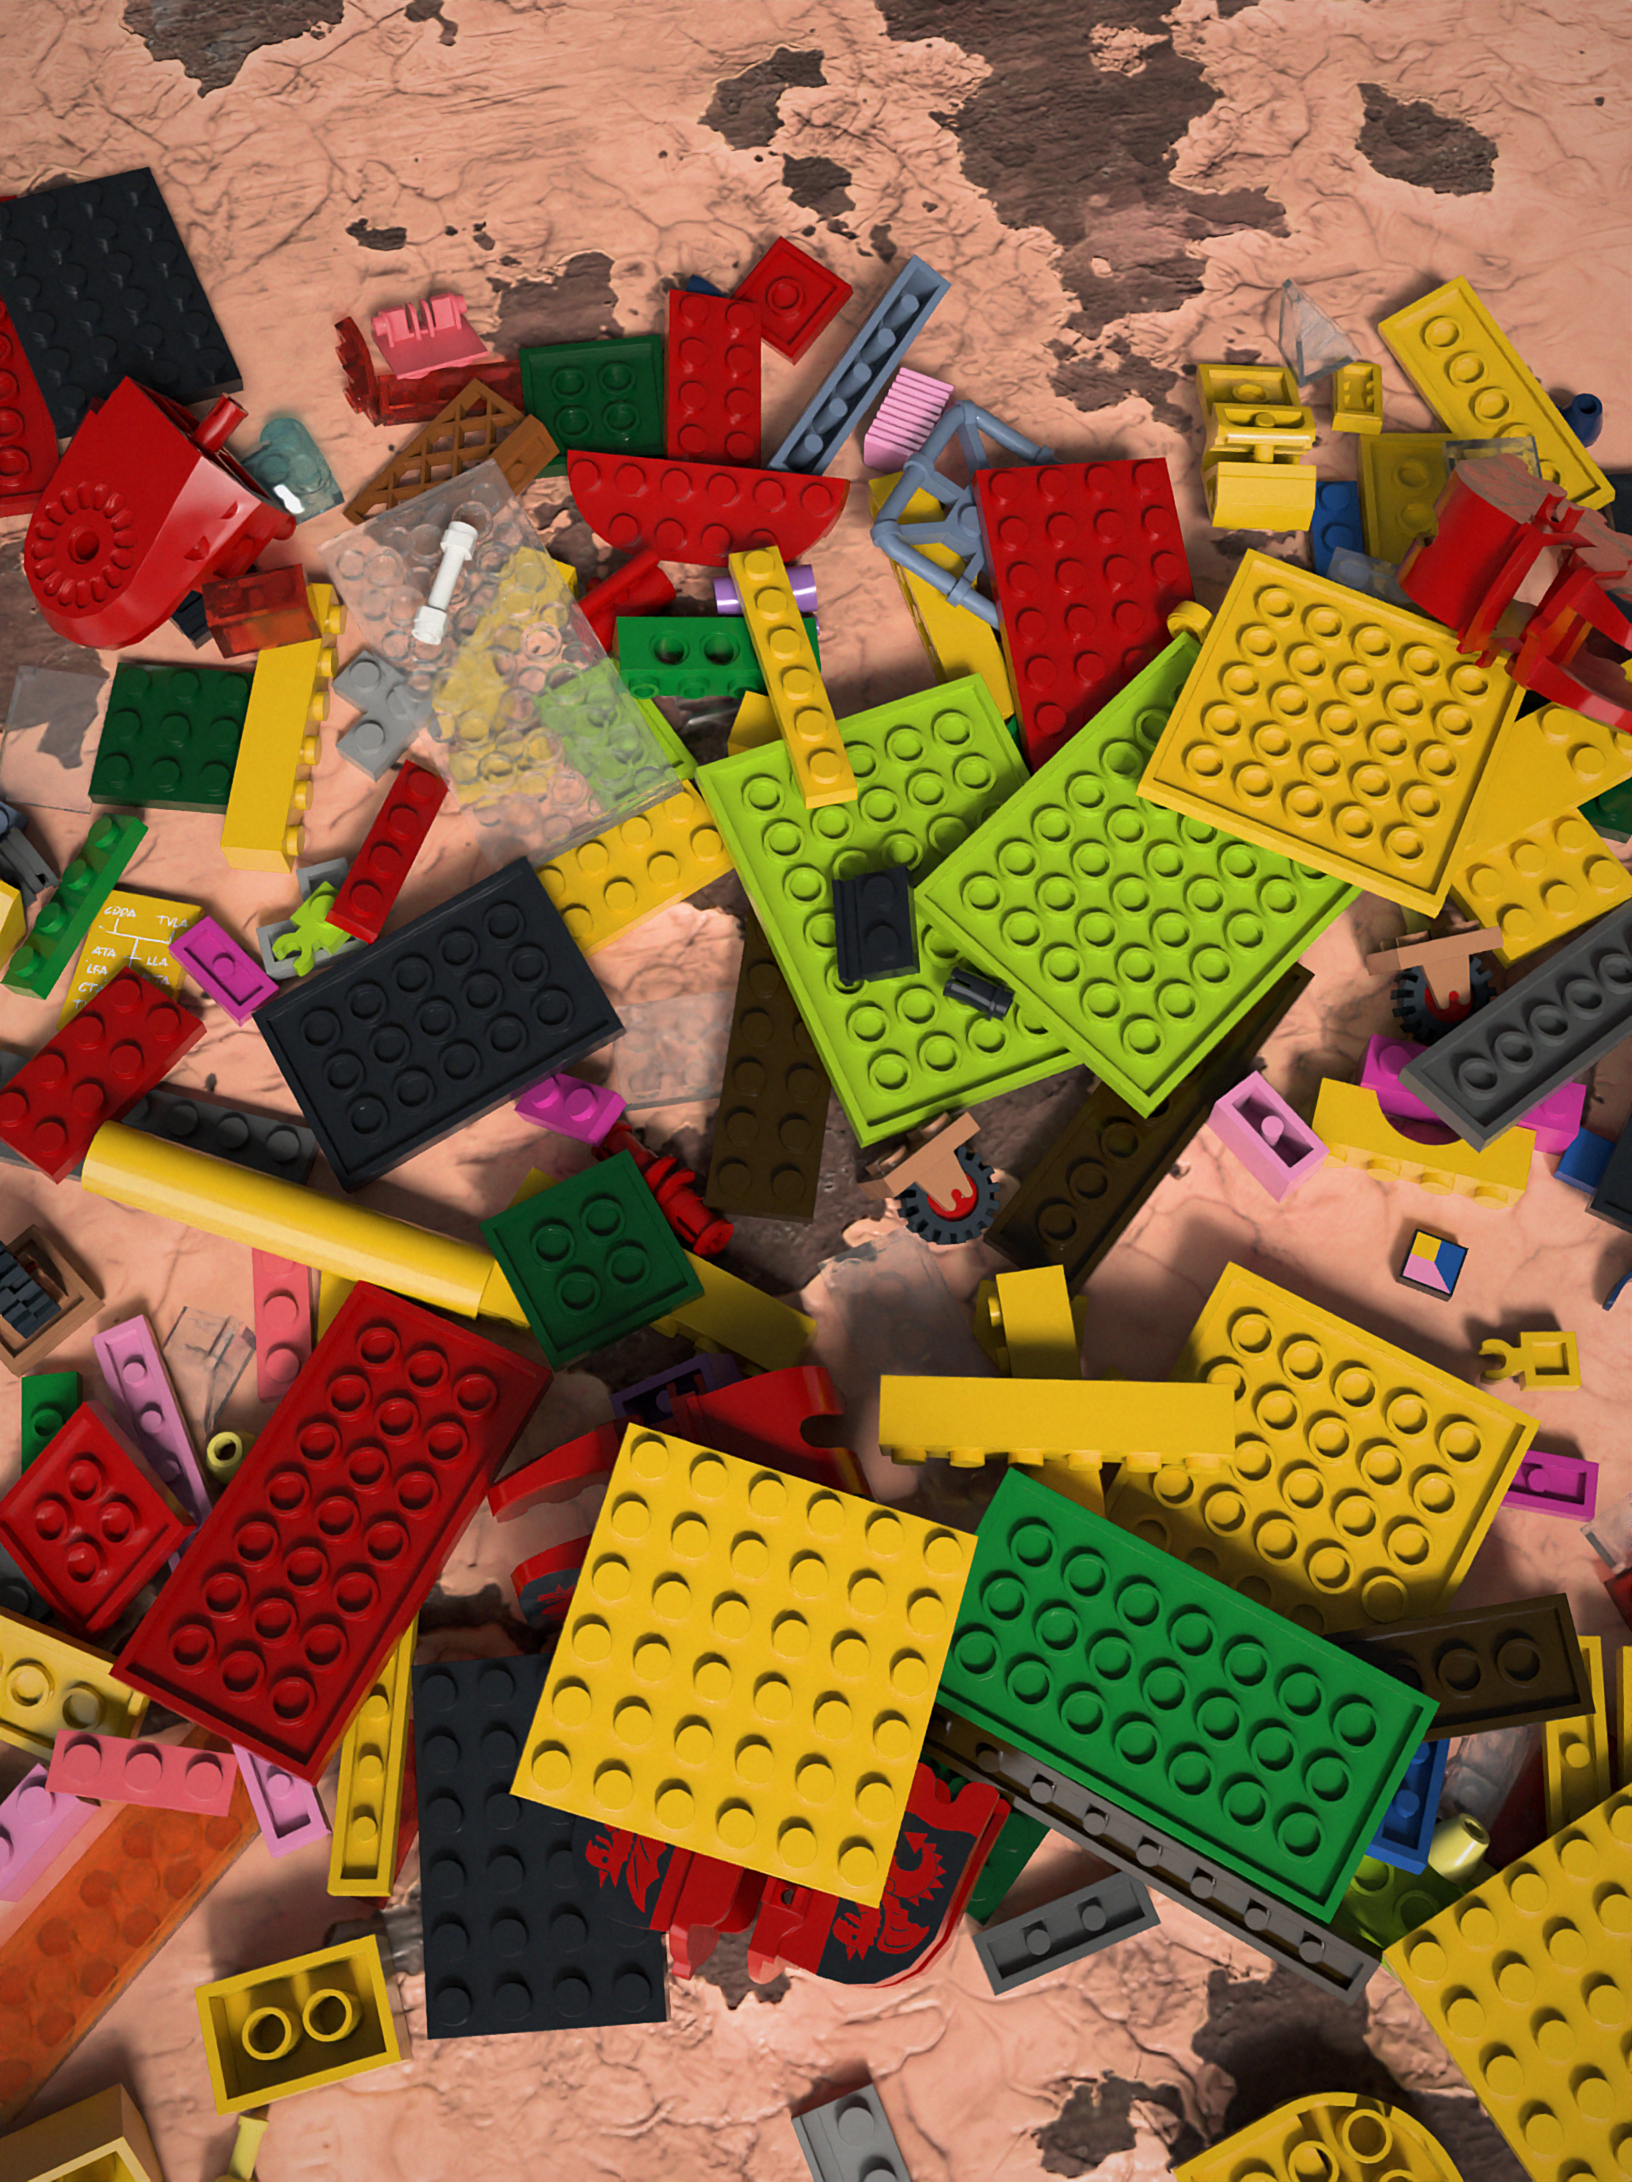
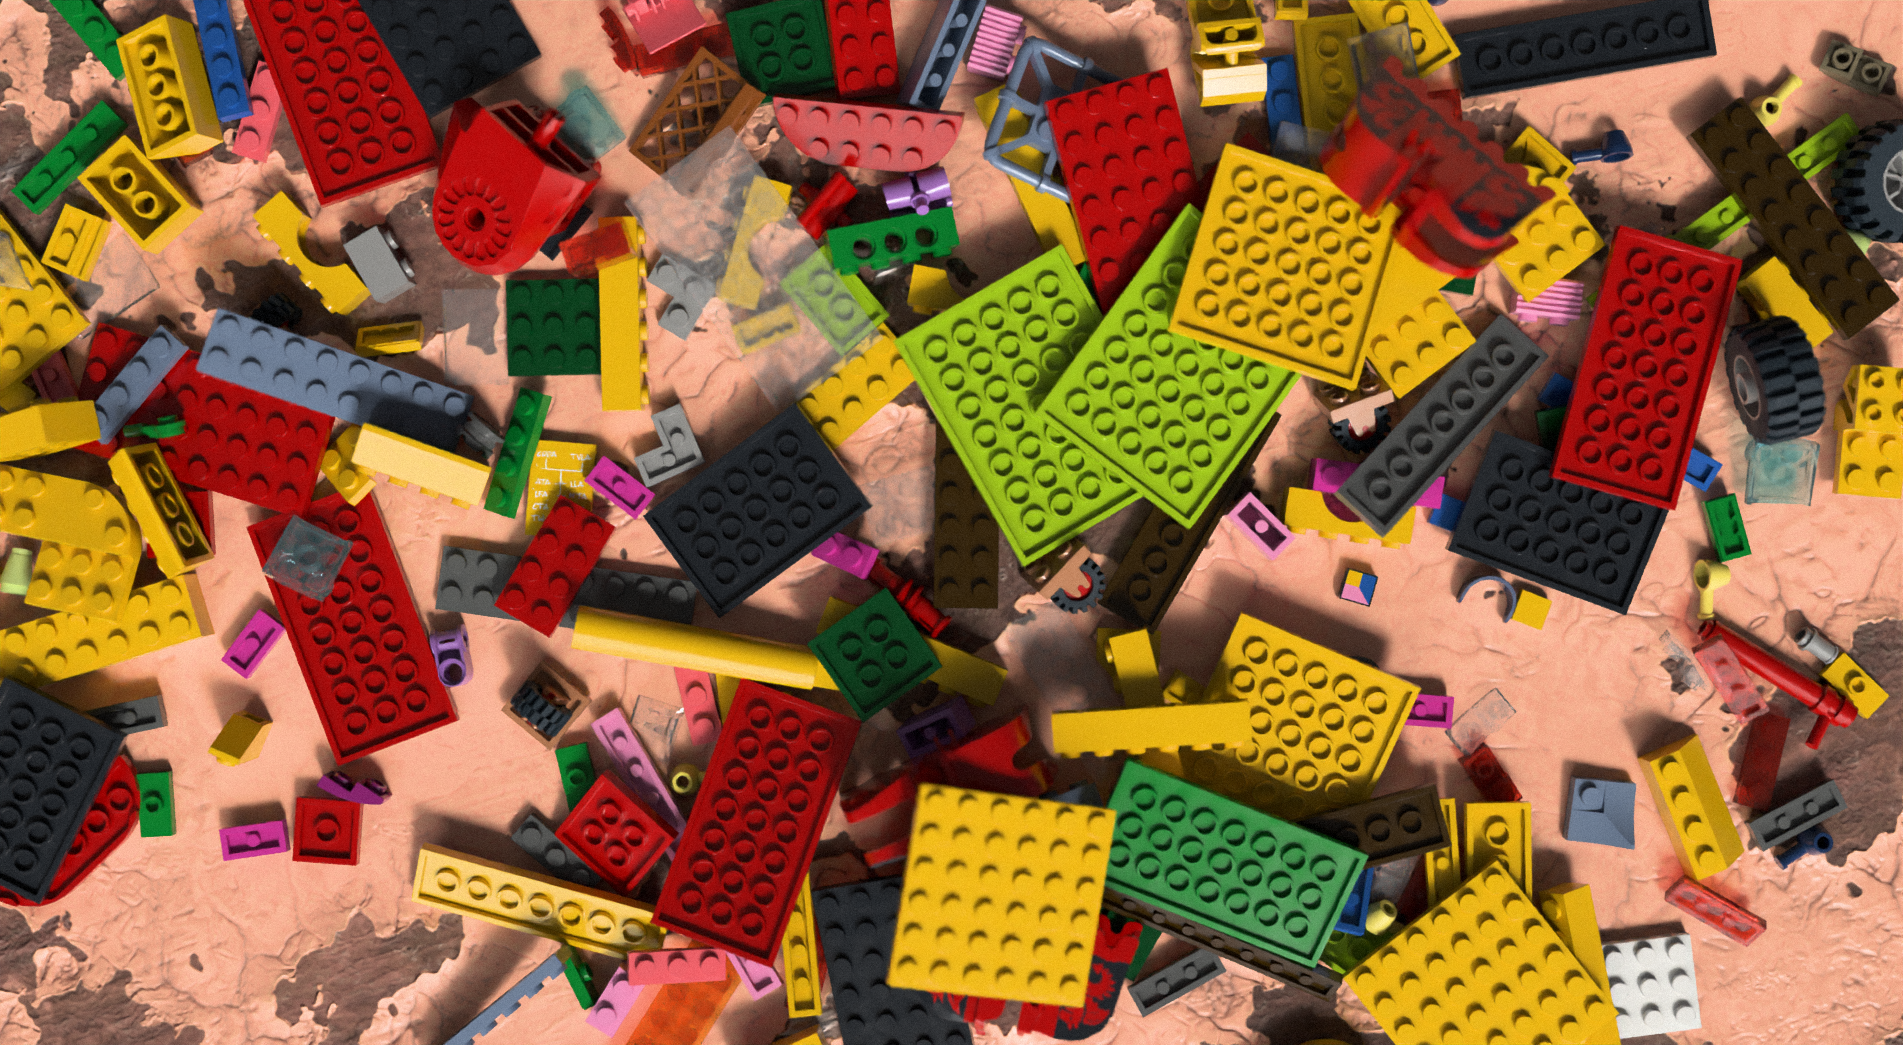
camera: 10 degrees left, 20 degrees up
(312, 931) = (676, 452): lime plate -> none
(388, 853) = (706, 400): red plate -> none
(431, 620) = (718, 194): white bar -> none
(792, 678) = (944, 265): yellow plate -> none
(876, 926) = (1017, 435): black plate -> none
(981, 993) = (1083, 467): black pin -> none
(1192, 619) = (1192, 196): yellow tile -> none
(1539, 1358) = (1421, 639): yellow plate -> none

